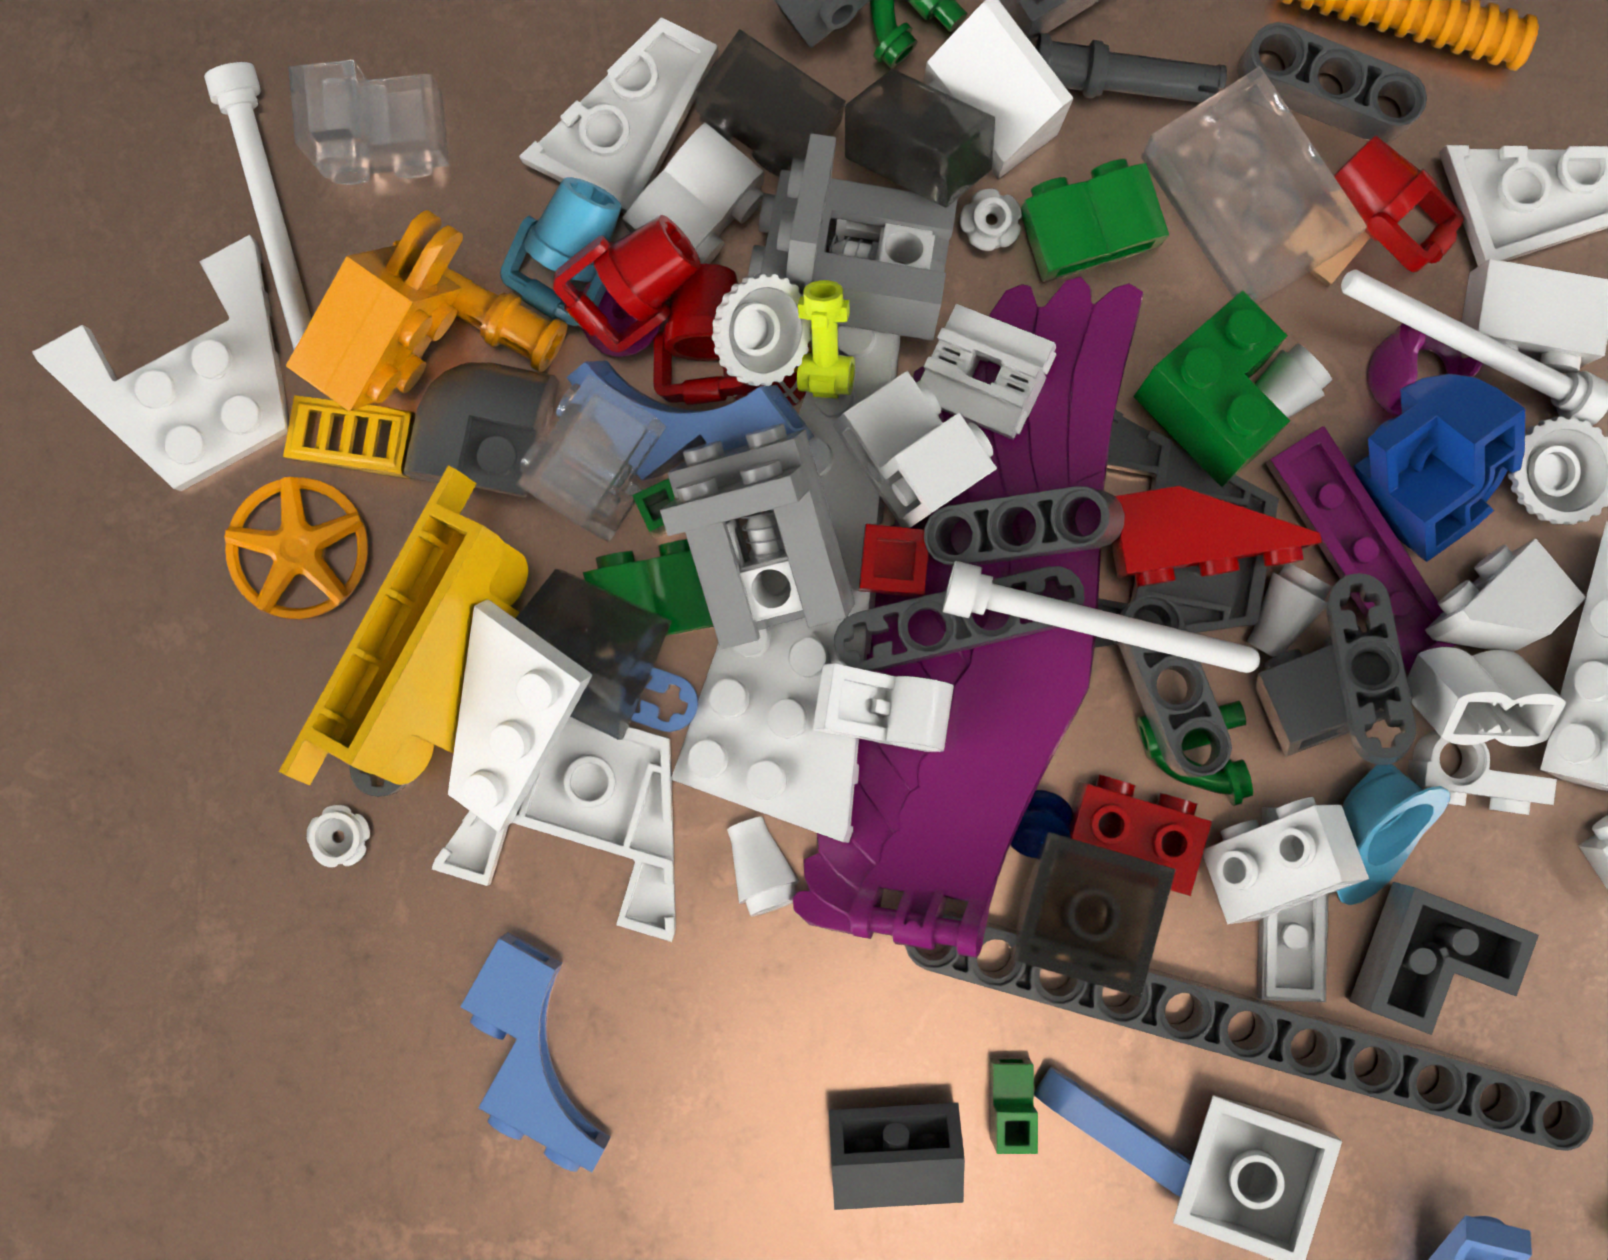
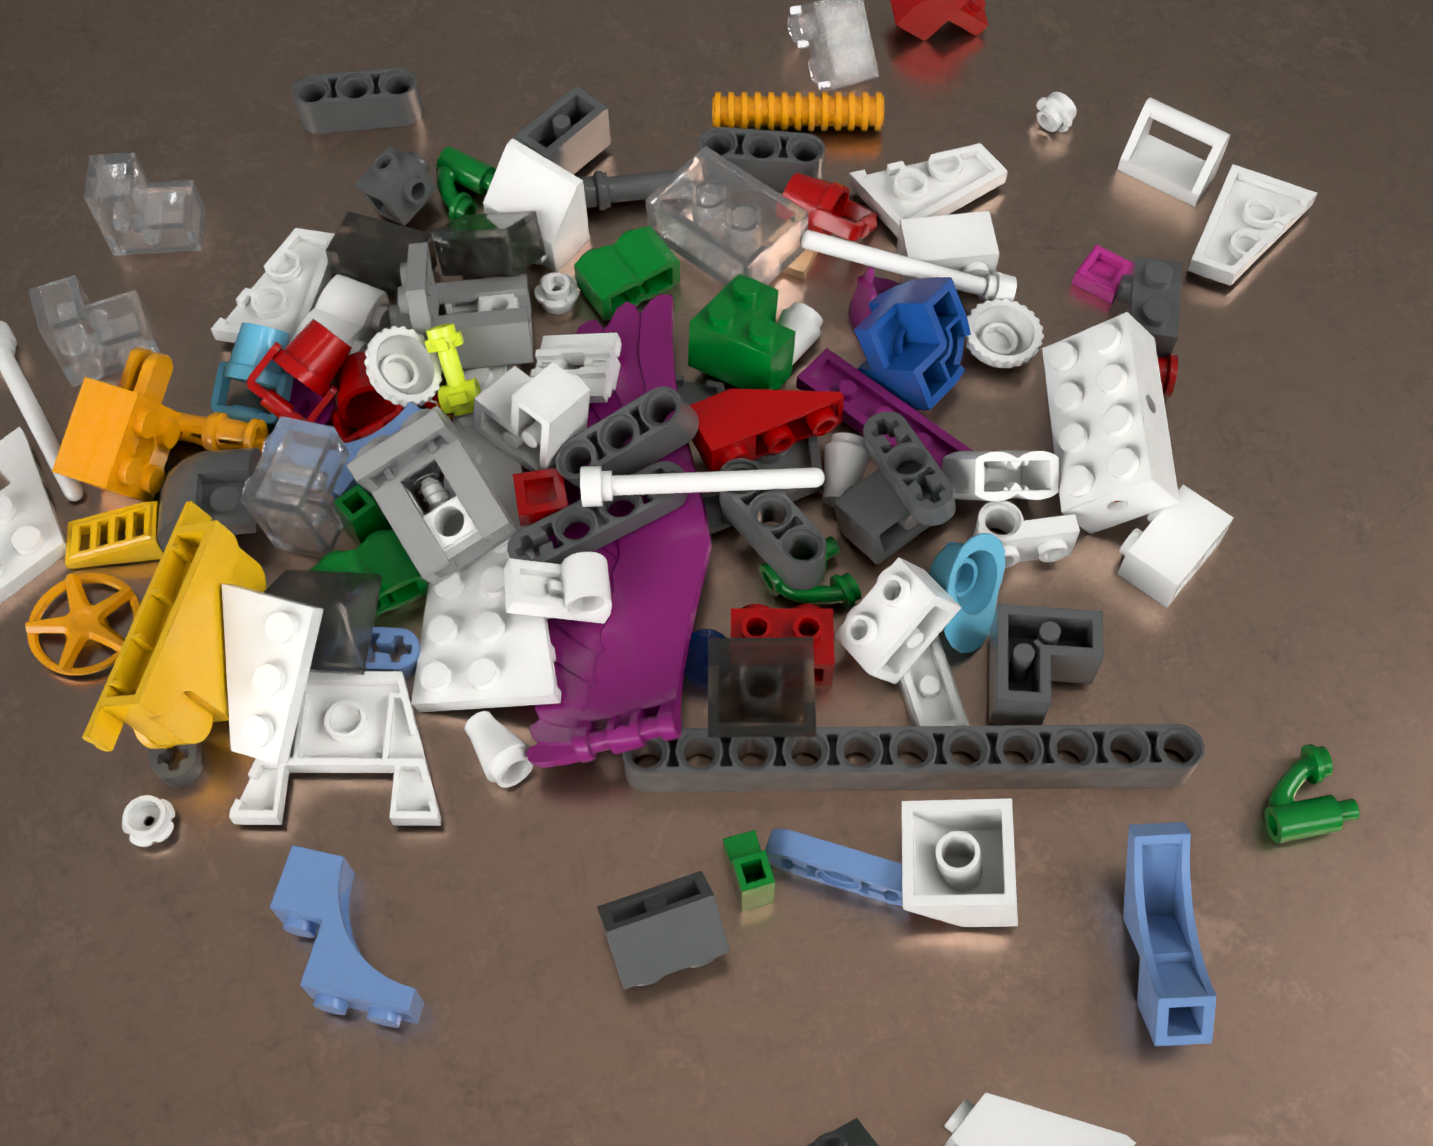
camera: 15 degrees left, 25 degrees down
(1510, 604) = (994, 417): white slope -> none

